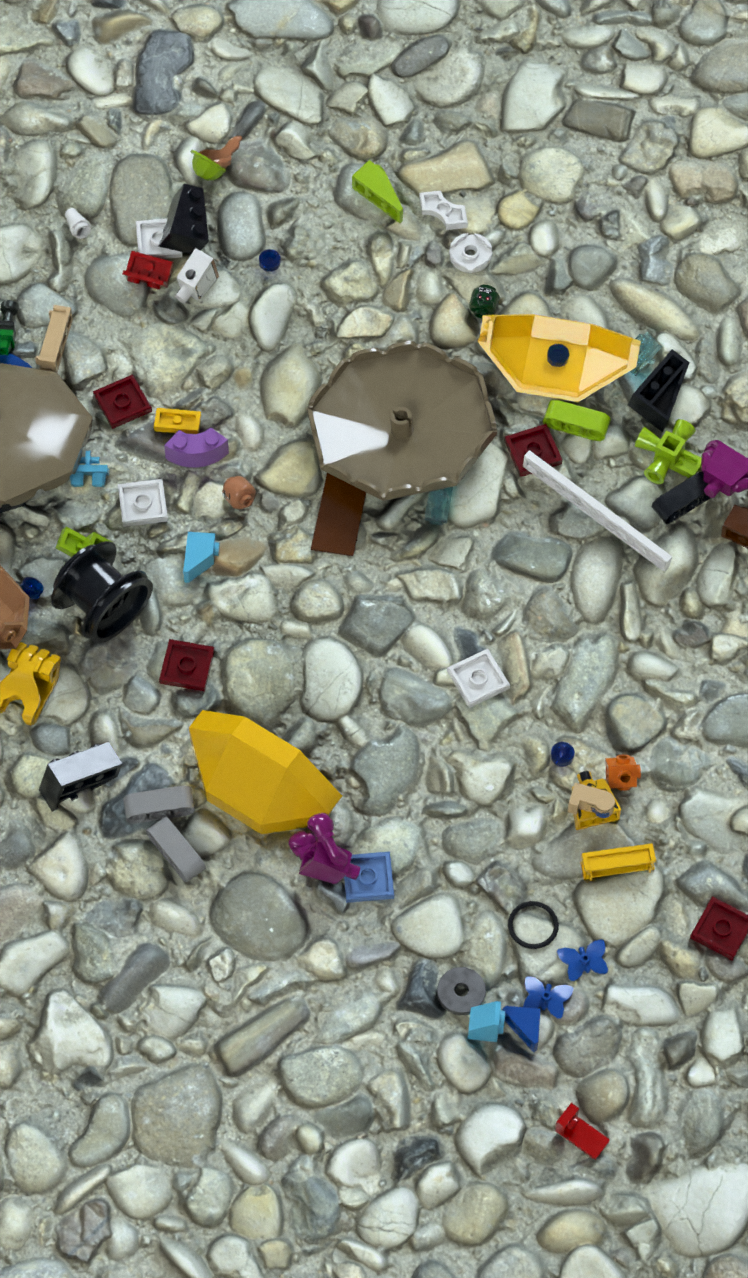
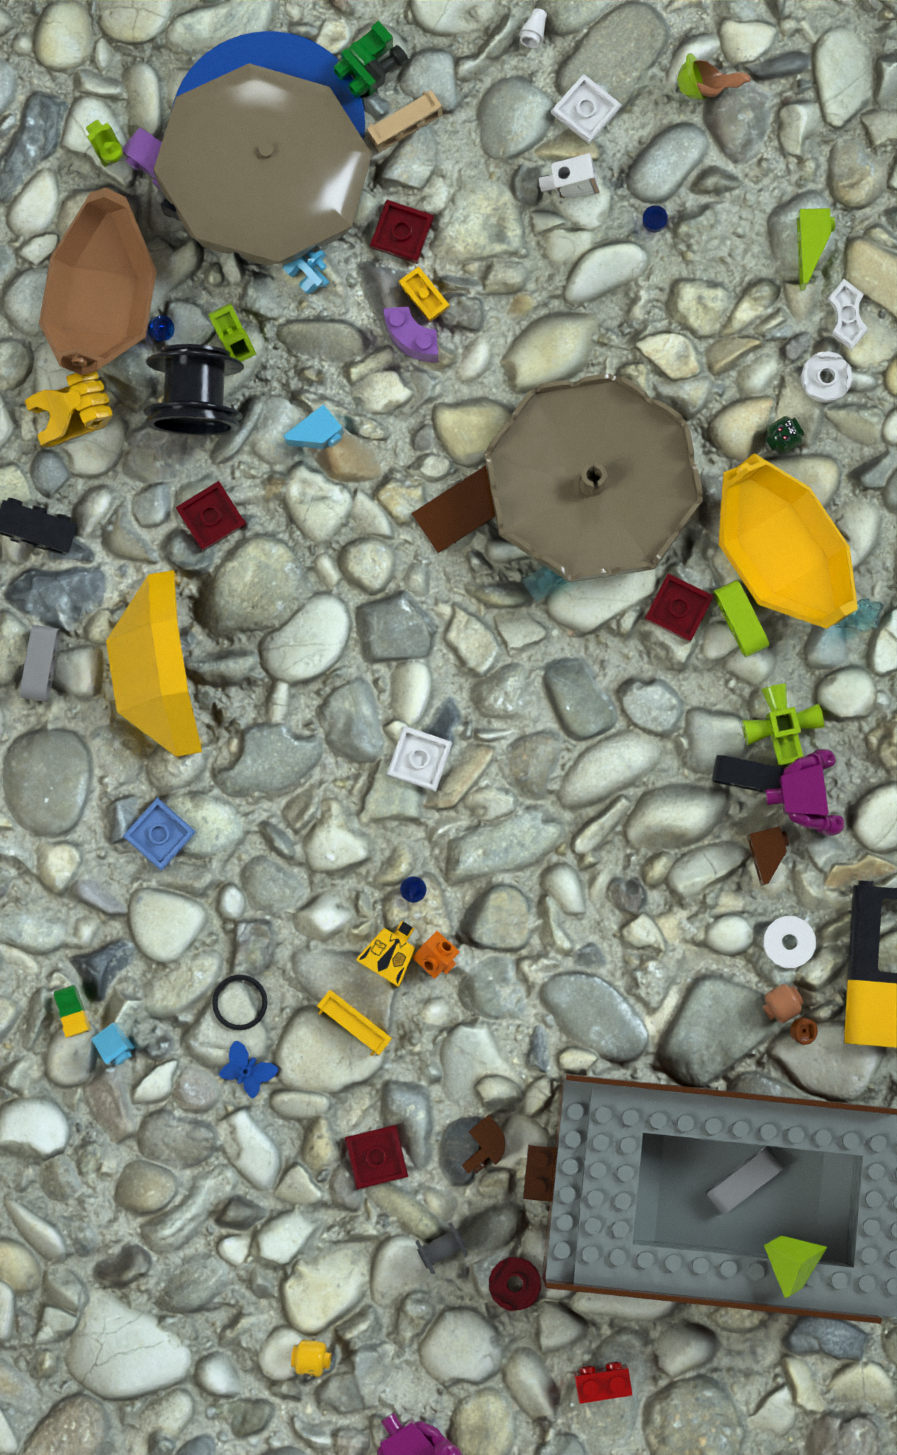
camera: 50 degrees right, 20 degrees up
(142, 502) = (324, 339): white tile -> none
(148, 269) = (543, 131): red bracket -> none
(158, 804) = (66, 613): light grey beam -> none
(186, 221) = (619, 116): black wedge -> none
(238, 491) = (403, 407): nougat head -> none
(322, 857) = (128, 784): magenta torso -> none
(435, 1033) = (71, 1011): none -> leg
(461, 977) = (113, 998): flat silver tile -> none
(524, 1023) = (143, 1075): blue slope -> none
(546, 997) = (185, 1070): blue piece -> none
(558, 355) = (791, 544): clear blue tile -> none
(580, 1132) = (92, 1203): red bracket -> none
(591, 800) = (384, 966): tan leg -> none
(597, 511) = (664, 715): white tile -> none
(659, 391) = (836, 663): black wedge -> none

